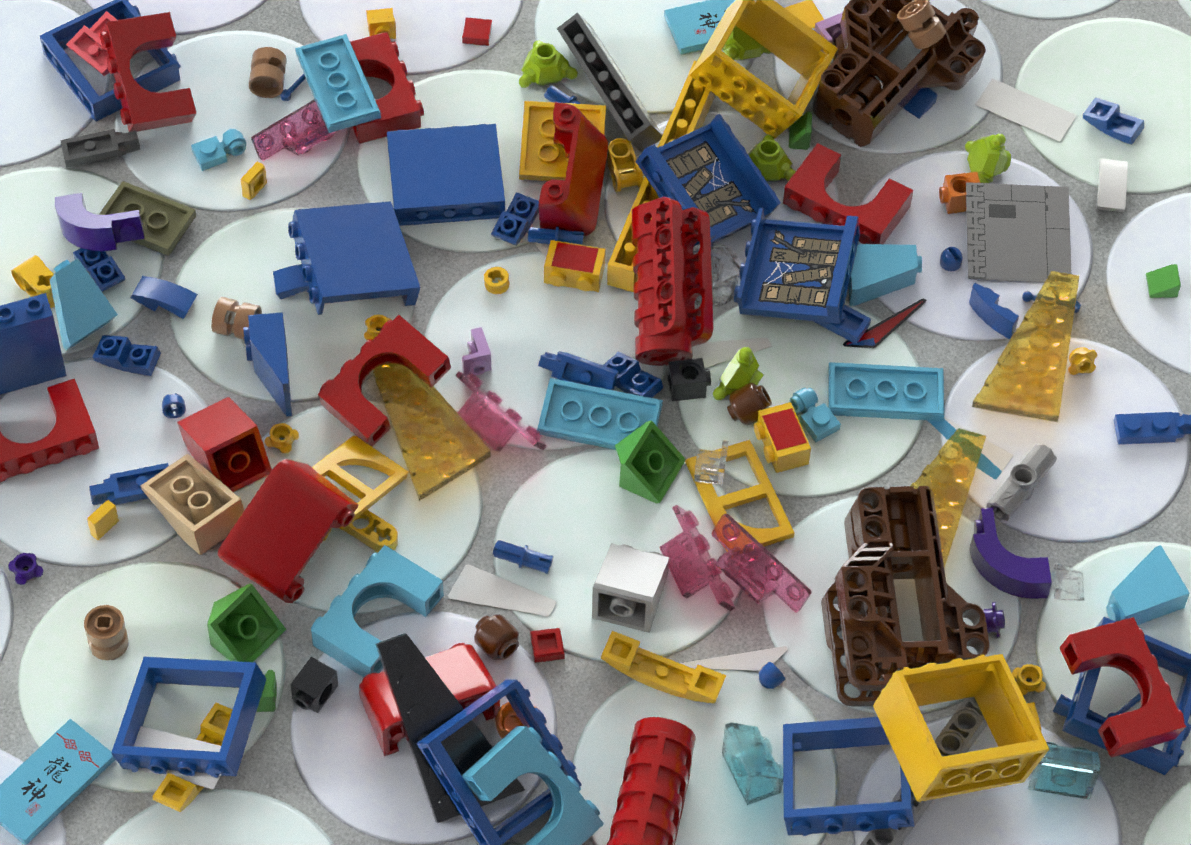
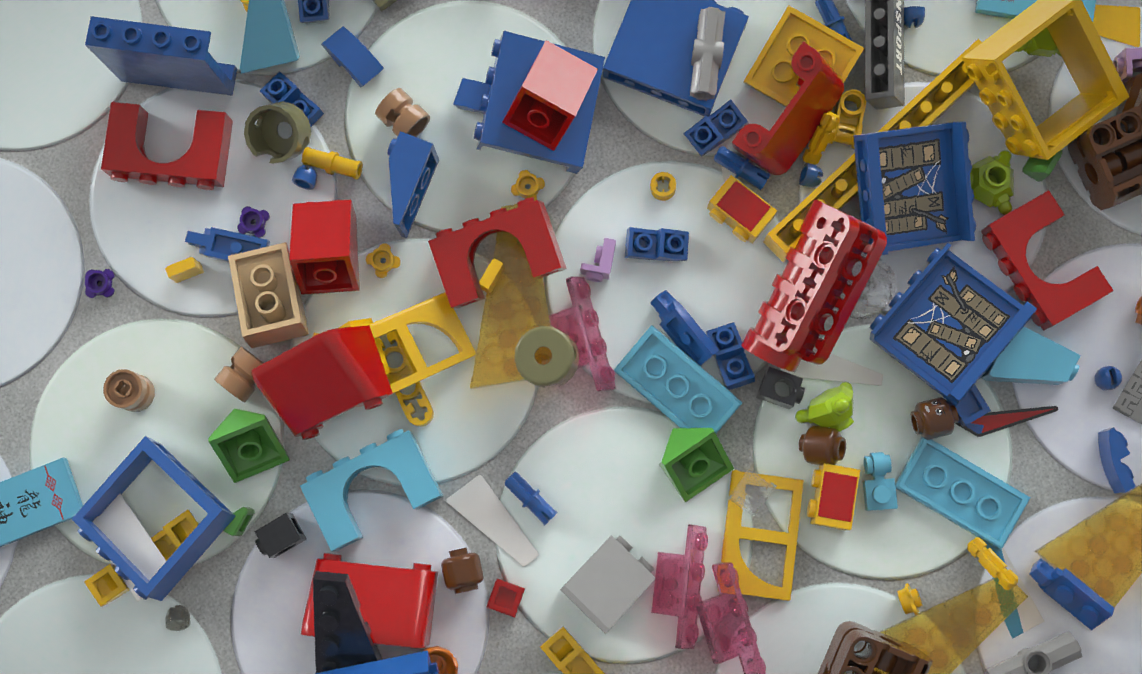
camera: 35 degrees right, 25 degrees up
(123, 359) = (264, 136): none -> olive piece
(143, 452) = (249, 214): none -> dark purple plate
(192, 383) = (332, 163): none -> yellow pin
(205, 573) = (238, 377): none -> medium nougat wheel
(262, 794) = (177, 618): none -> clear smoke hinge
(364, 238) = (550, 95): none -> slope
(389, 397) = (491, 275): none -> yellow tile
(471, 446) = (563, 362): none -> olive piece
(478, 159) = (707, 53): none -> light grey piece
(522, 323) = (657, 244): none -> blue slope
(609, 185) = (821, 138): none -> yellow axle
(616, 219) = (809, 175): none -> blue hinge
(632, 73) = (914, 14): none -> blue hinge
(828, 344) = (934, 418): none -> reddish brown head
(891, 480) = (909, 599): none -> yellow plate
(942, 424) = (992, 563): none -> yellow axle
(1020, 419) = (1072, 594): none -> blue hinge

